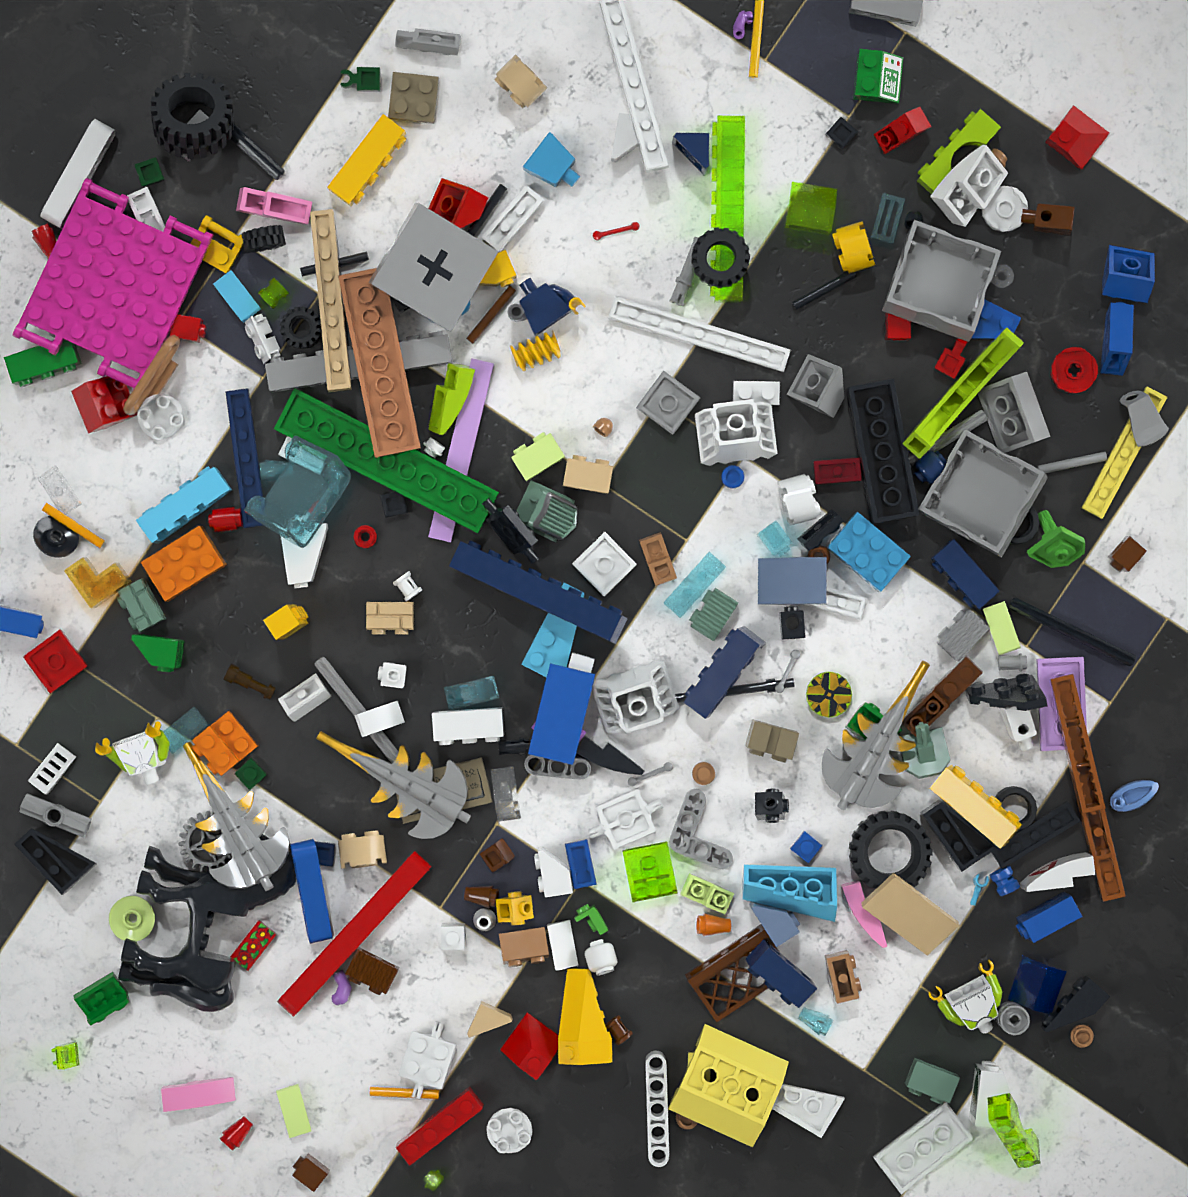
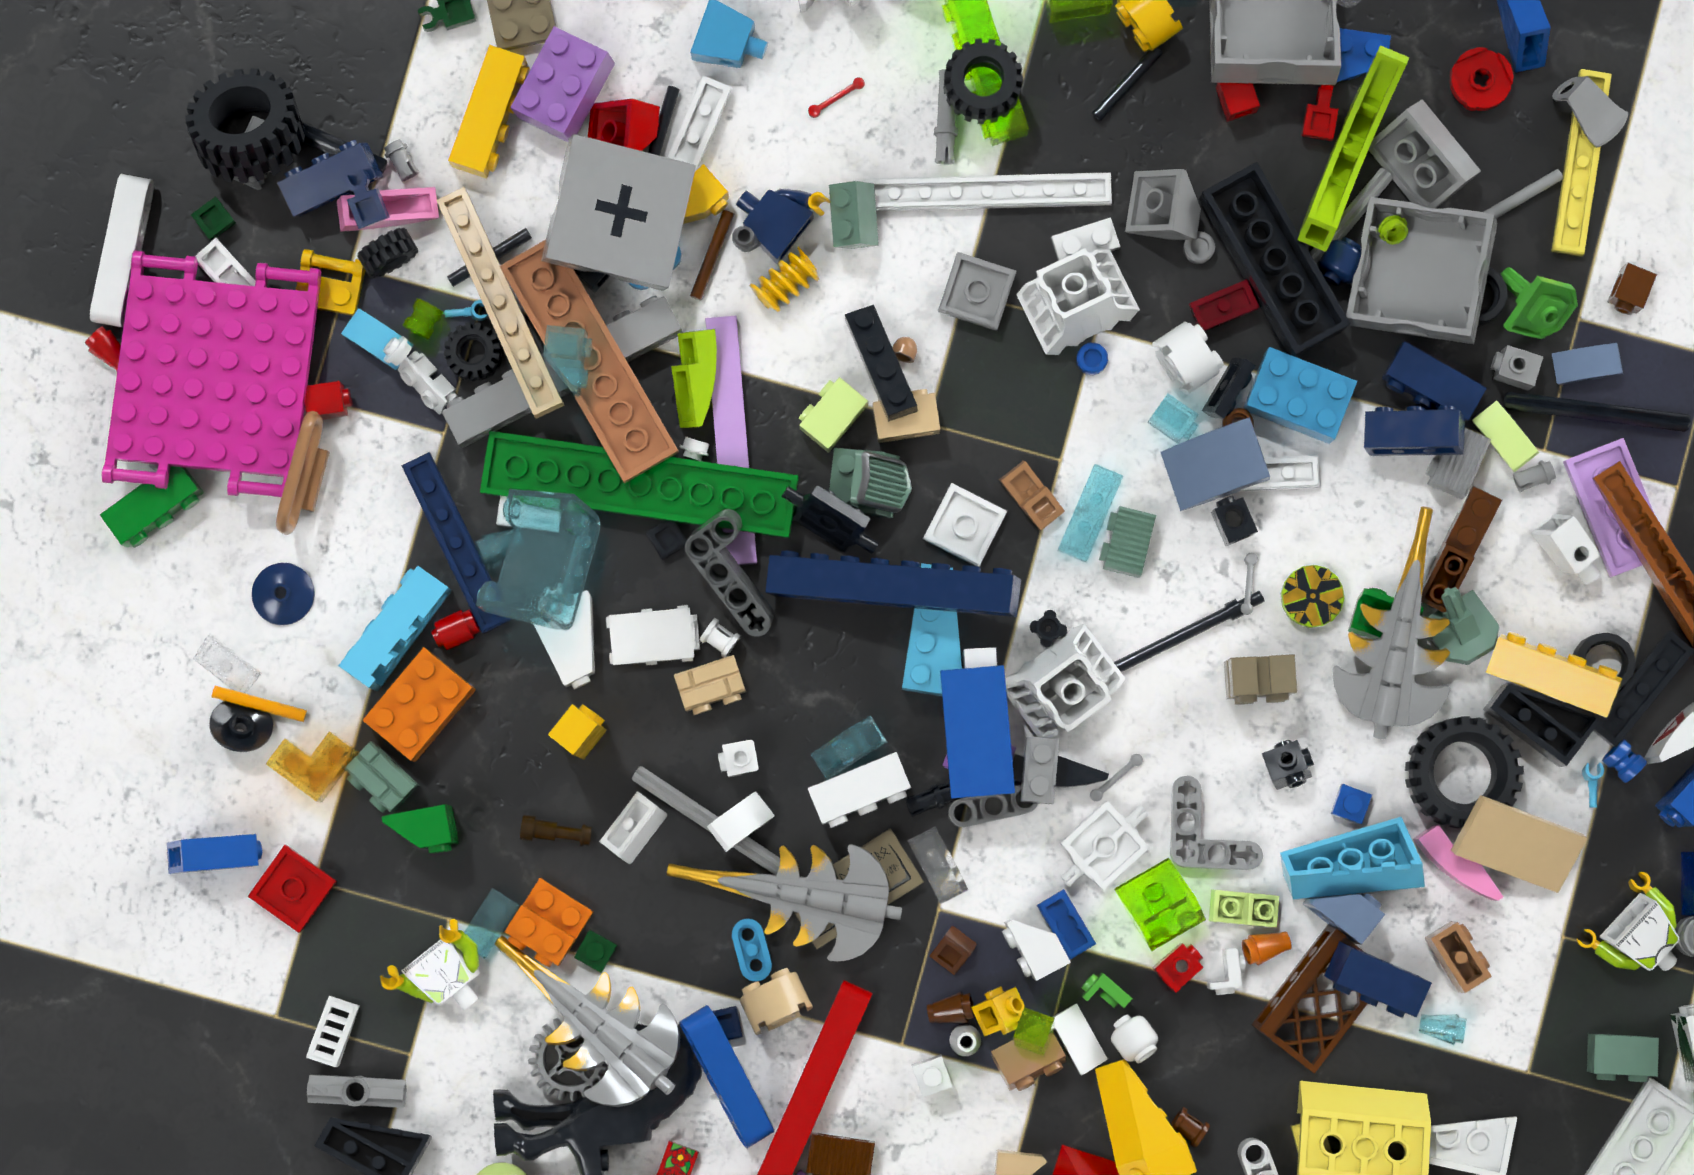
camera: 15 degrees left, 5 degrees down
(102, 403) = (246, 532): red slope -> none
(125, 457) = (298, 596): none -> dark blue dish
(160, 416) = (327, 525): white dish -> none
(240, 171) = (324, 181): none -> dark blue brick
(247, 310) = (396, 350): none -> white plate
(259, 202) = (367, 204): none -> dark blue plate
(294, 173) = (401, 160): none -> light grey pin
(305, 297) = (468, 311): none -> medium azure hand
(357, 808) = (752, 949): none -> dark azure plate
(362, 569) = (653, 636): none -> white piece
(363, 356) = (565, 353): none -> clear light blue slope
(365, 544) = (636, 585): red plate -> none
(425, 159) = (562, 84): none -> medium lavender brick
(432, 548) = (736, 576): none -> dark grey beam
(532, 931) = (1034, 1031): none -> clear neon green brick
(583, 432) = (881, 363): none -> black plate
(596, 754) = (1039, 770): none -> light grey brick
(599, 320) = (853, 215): none -> sand green brick
(639, 918) = (1167, 966): none -> red brick
(643, 659) = (1048, 619): none -> black plate
(686, 930) = (1233, 967): none -> white bracket
(703, 773) = (1185, 752): medium nougat plate -> none
(723, 671) = (1166, 610): dark blue wedge -> none
(834, 425) = (1199, 249): none -> light grey tile
(938, 604) = (1414, 431): none -> dark blue brick
(973, 457) = (1393, 229): none -> lime plate
(1019, 692) = (1535, 517): black plate -> none
(1026, 582) = (1516, 367): none -> light grey brick
(1077, 596) = (1587, 363): none -> sand blue slope

